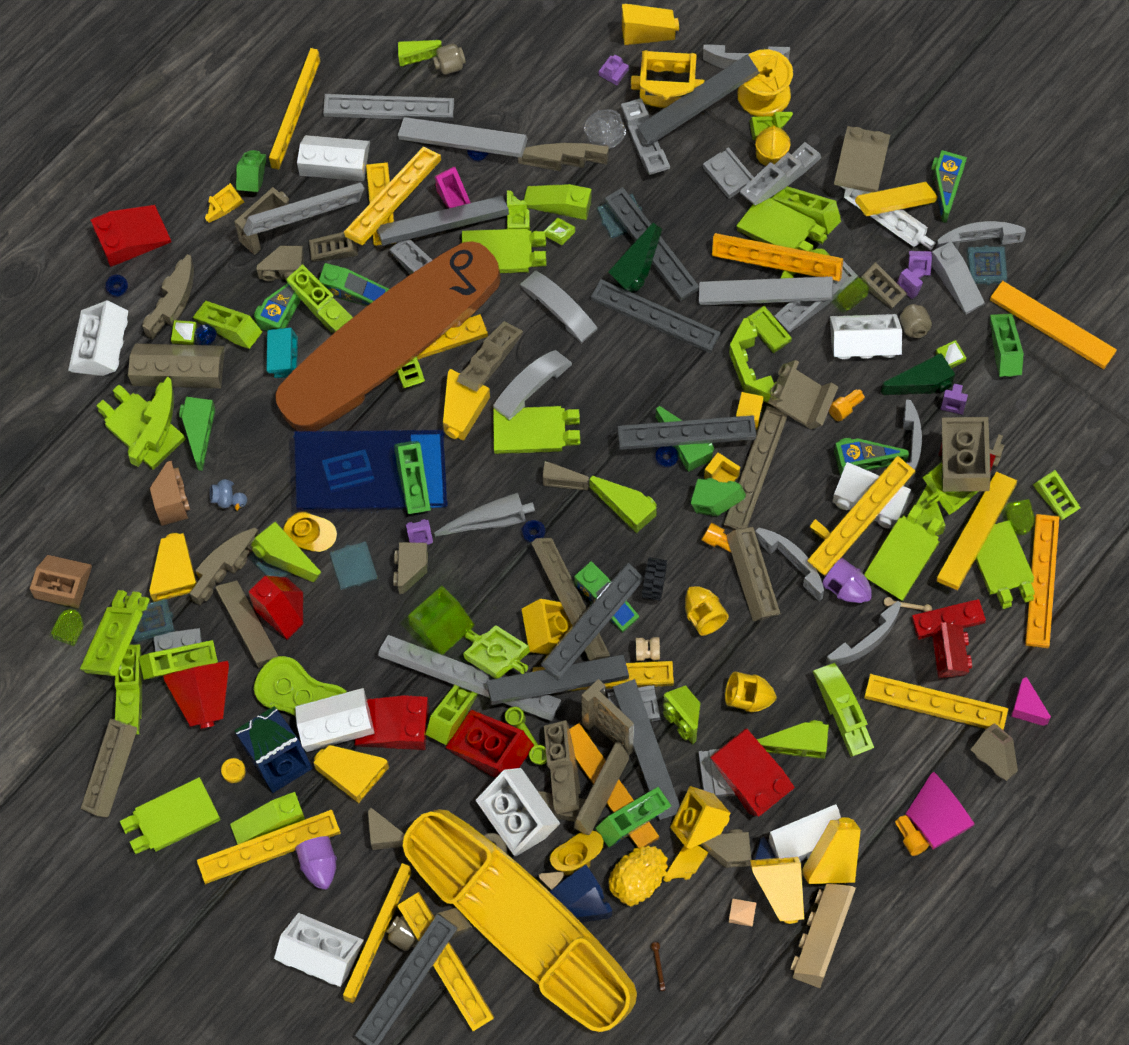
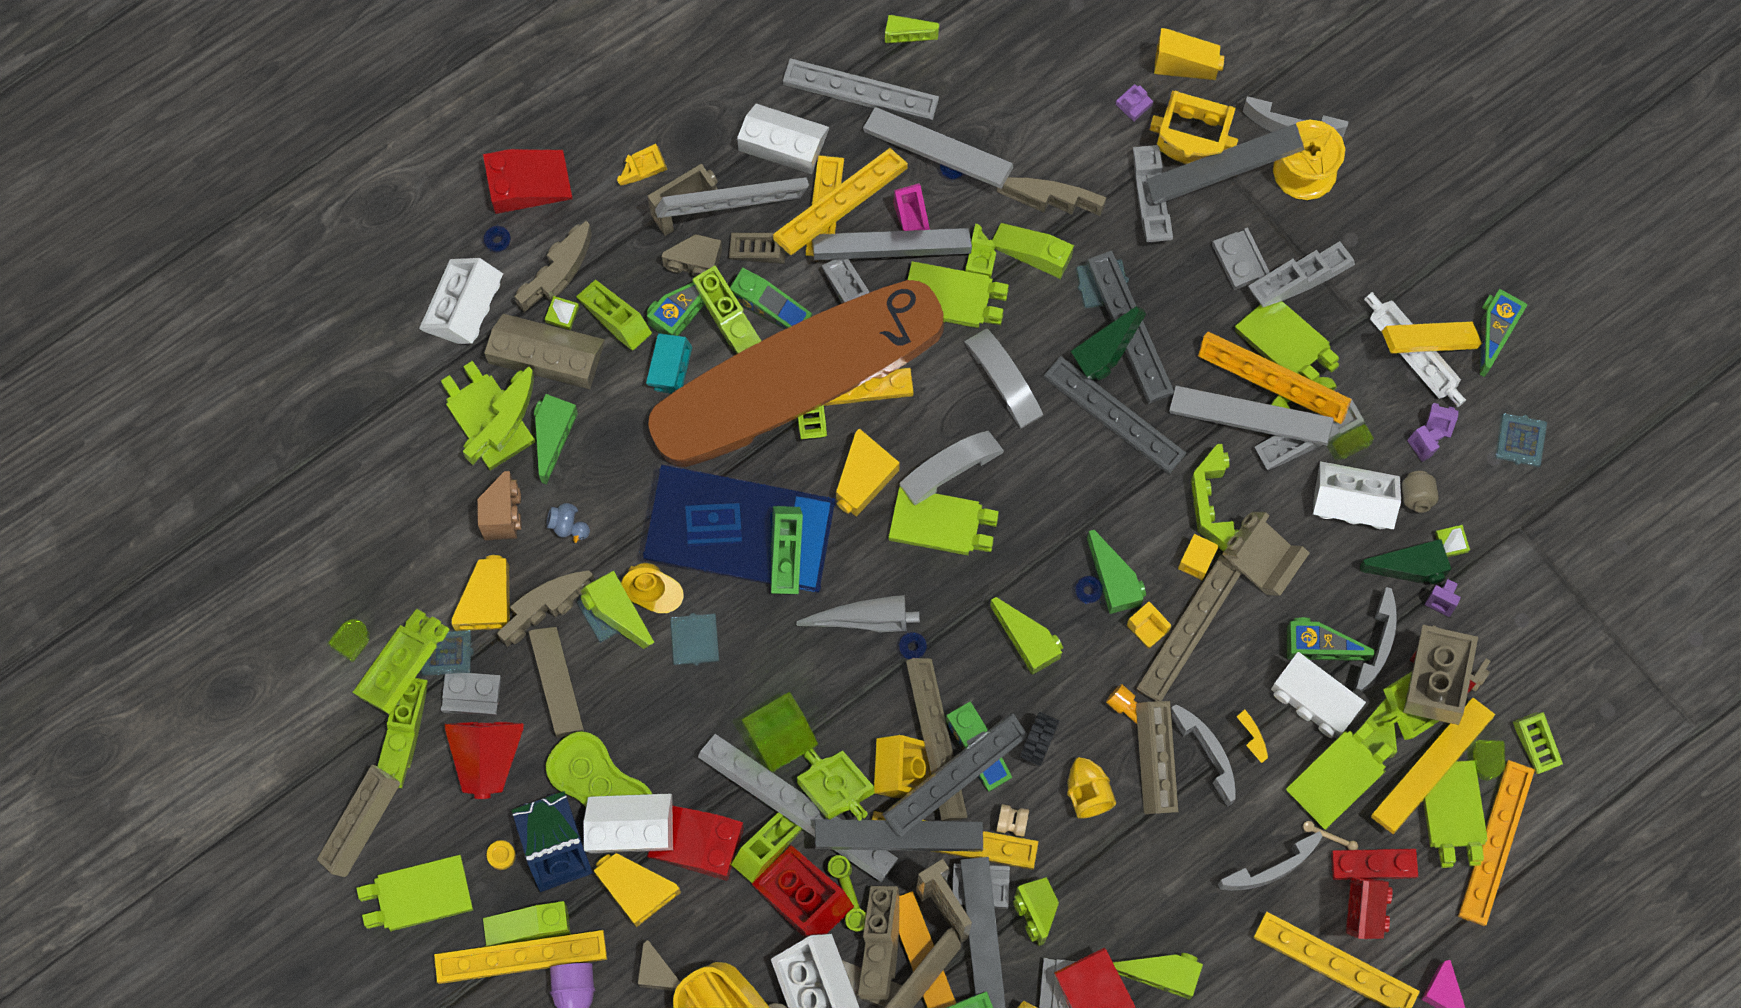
camera: 10 degrees right, 5 degrees up
(60, 581) = (353, 582): medium nougat slope -> none
(177, 659) = (465, 709): lime slope -> none
(205, 334) = (585, 322): clear blue plate -> none
(250, 171) = (682, 134): bright green slope -> none
(278, 604) = (599, 668): red slope -> none
(294, 109) = (750, 69): yellow tile -> none
(412, 564) = (761, 656): dark tan slope -> none
(419, 532) = (778, 619): medium lavender tile -> none
(449, 59) = (944, 48): dark tan head -> none
(490, 356) = (909, 423): dark tan slope -> none
(560, 231) = (1026, 287): lime tile -> none
(563, 478) = (956, 587): dark tan slope -> none
(602, 124) = (1106, 167): clear wheel -> none
(686, 432) = (1118, 569): dark grey tile -> none
(716, 497) = (1135, 655): bright green slope -> none
(748, 692) = (1118, 901): yellow helmet -> none
(769, 329) = (1244, 461): lime tile -> none
(771, 145) = (1299, 237): yellow helmet -> none
(778, 119) = (1301, 212): lime slope -> none
(819, 208) = (1331, 324): lime slope -> none
(843, 406) = (1309, 576): light orange piece -> none
(845, 709) = (1226, 946): lime slope -> none
(848, 582) = (1266, 795): medium lavender helmet -> none
(861, 515) = (1300, 720): yellow tile -> none
(862, 159) = (1402, 280): dark tan slope -> none
(877, 291) = (1391, 424): dark tan slope -> none
(956, 277) = (1481, 448): light grey slope -> none
(1006, 345) = (1521, 544): bright green slope -> none
(1007, 232) = (1553, 405): light grey slope -> none
(1053, 325) = (1582, 531): light orange tile -> none

